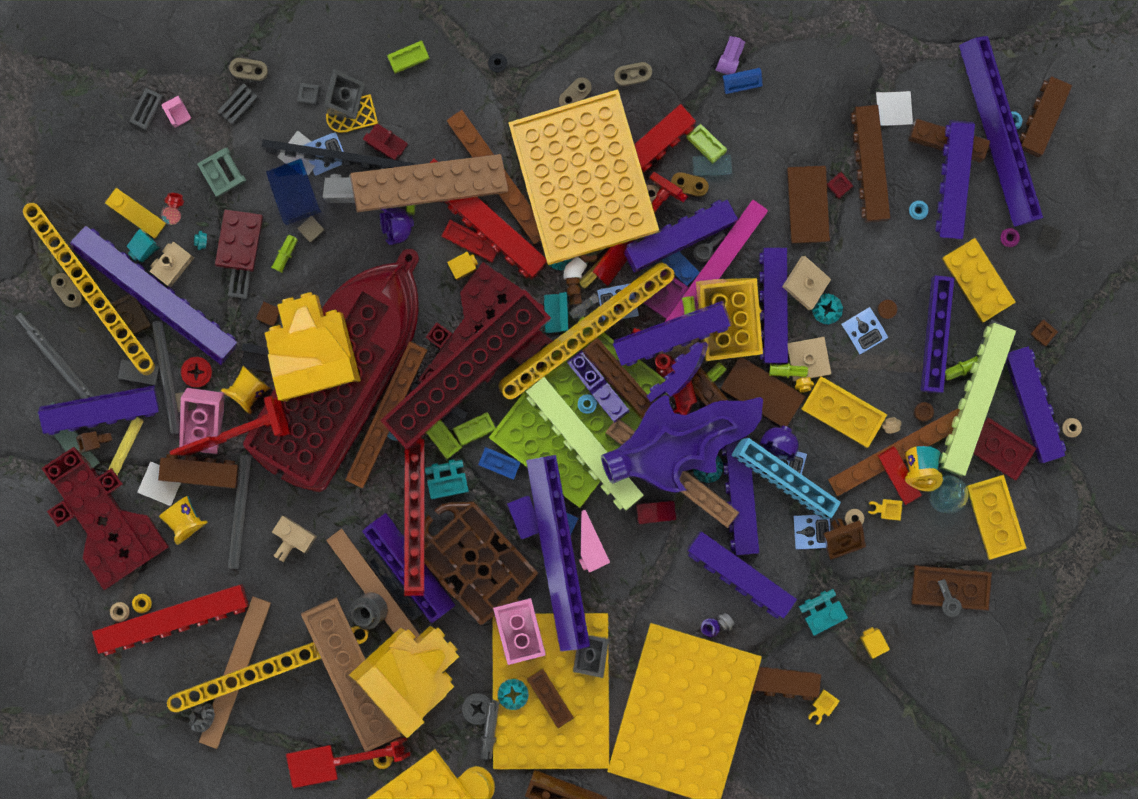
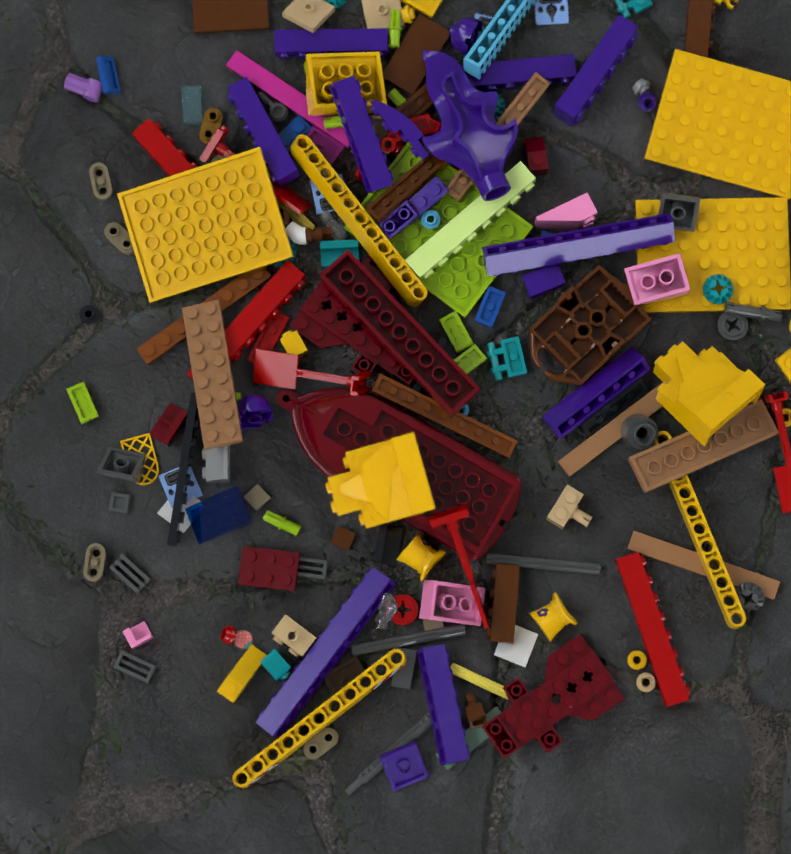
camera: 85 degrees left, 5 degrees down
(41, 371) = (403, 766): none -> dark purple plate
(194, 356) = (387, 609): none -> clear plate
(200, 240) = (269, 607): teal plate -> none
(216, 176) = (203, 593): sand green plate -> none
(414, 520) = (550, 384): red brick -> none
(435, 255) = (282, 371): none -> piece
(550, 698) = (721, 252): reddish brown plate -> none
(706, 143) = (170, 109): lime plate -> none

